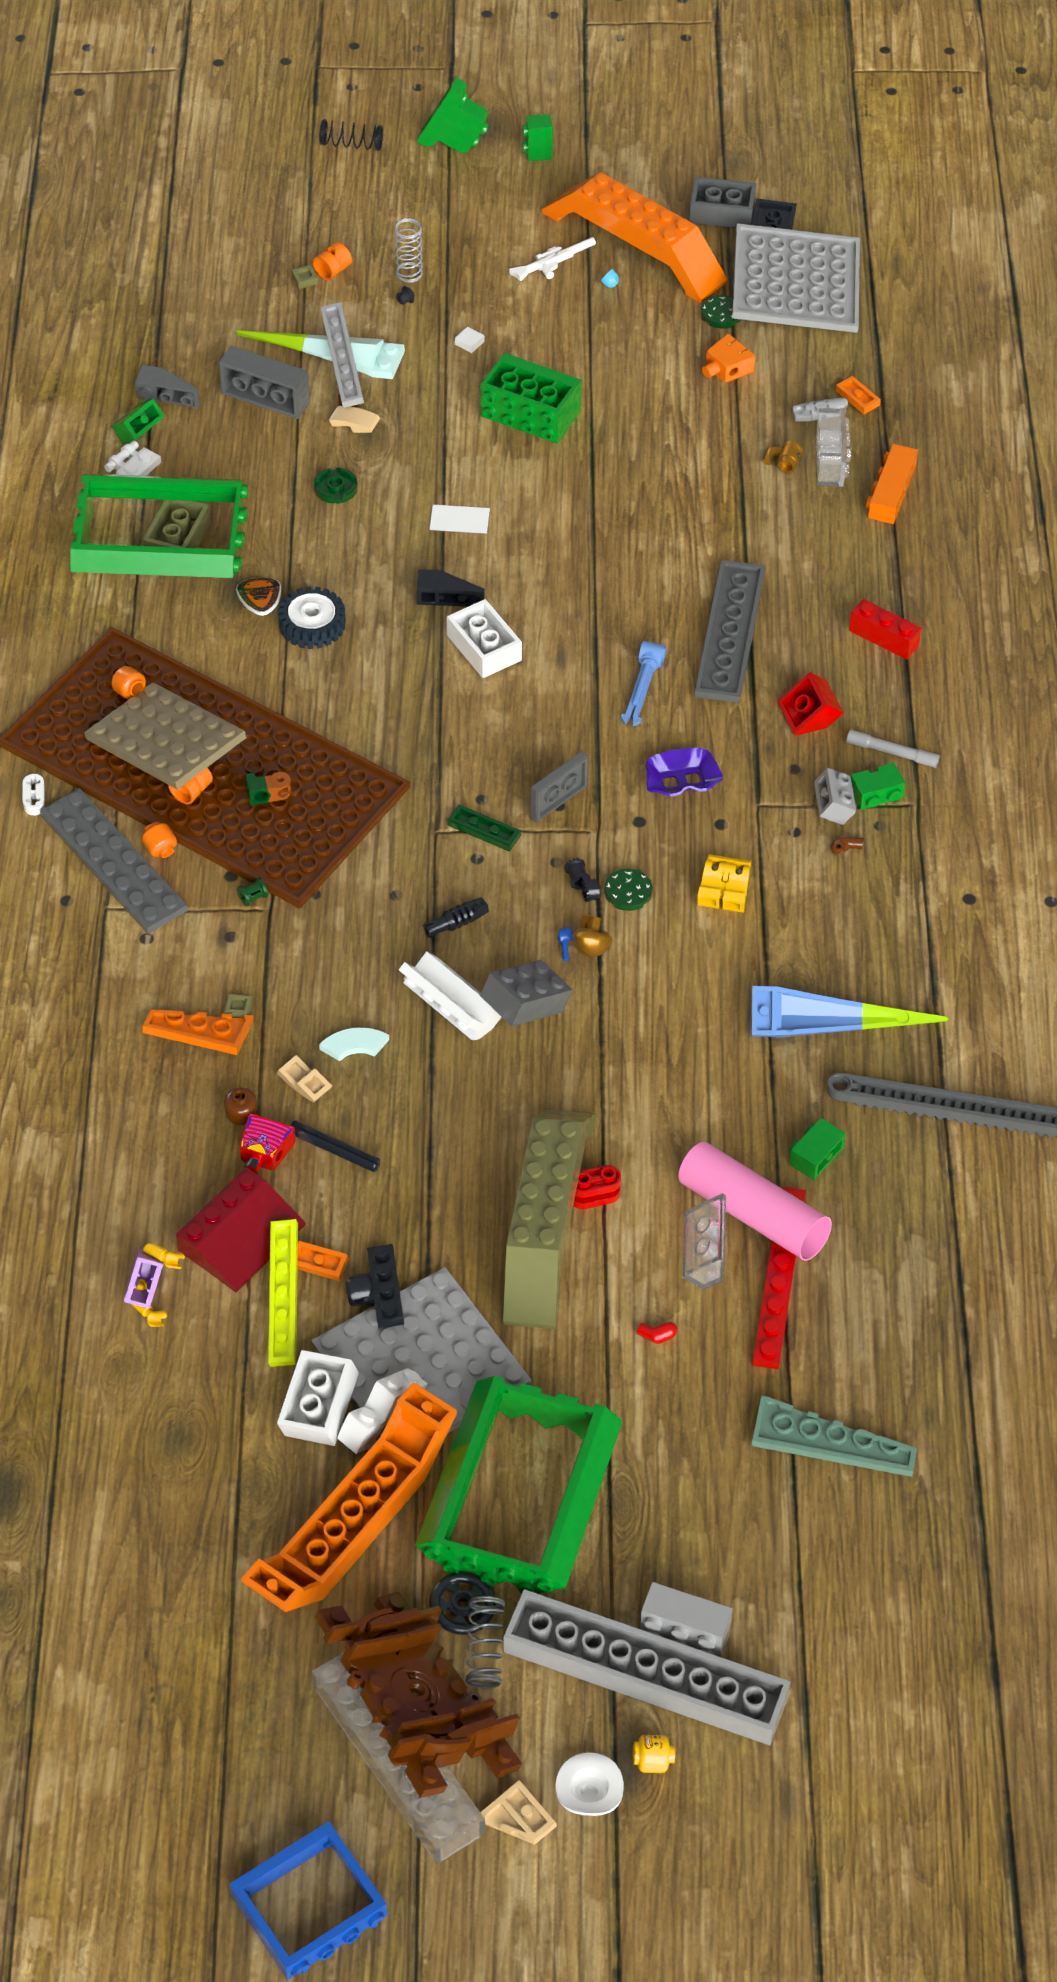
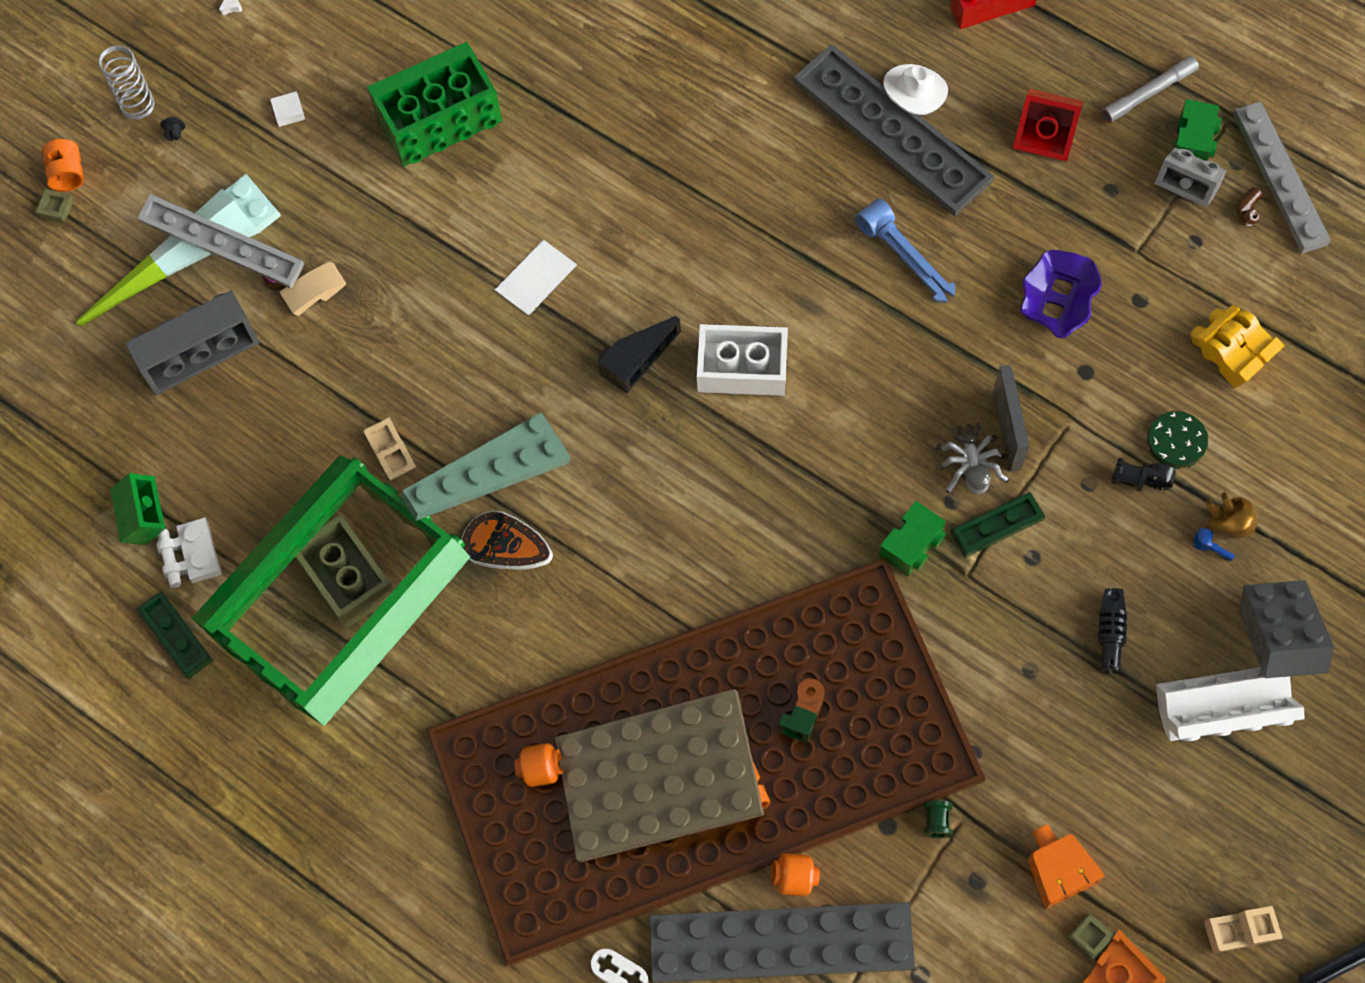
camera: 50 degrees left, 15 degrees up
(68, 497) = (174, 635): none -> dark green tile
(165, 387) = (100, 449): dark grey slope -> none
(268, 966) = (1061, 867): none -> orange torso
(279, 513) = (389, 449): none -> tan slope
(298, 555) = (504, 461): none -> sand green wing
(311, 617) = (570, 489): black wheel -> none
(335, 485) = (392, 366): dark green tile -> none
(354, 1041) = (1218, 843): light aqua tile -> none
(433, 786) = (908, 547): none -> green brick
(510, 792) = (974, 465): none -> animal
(772, 625) = (915, 88): none -> white hat
(889, 852) = (1281, 177): none -> light grey plate

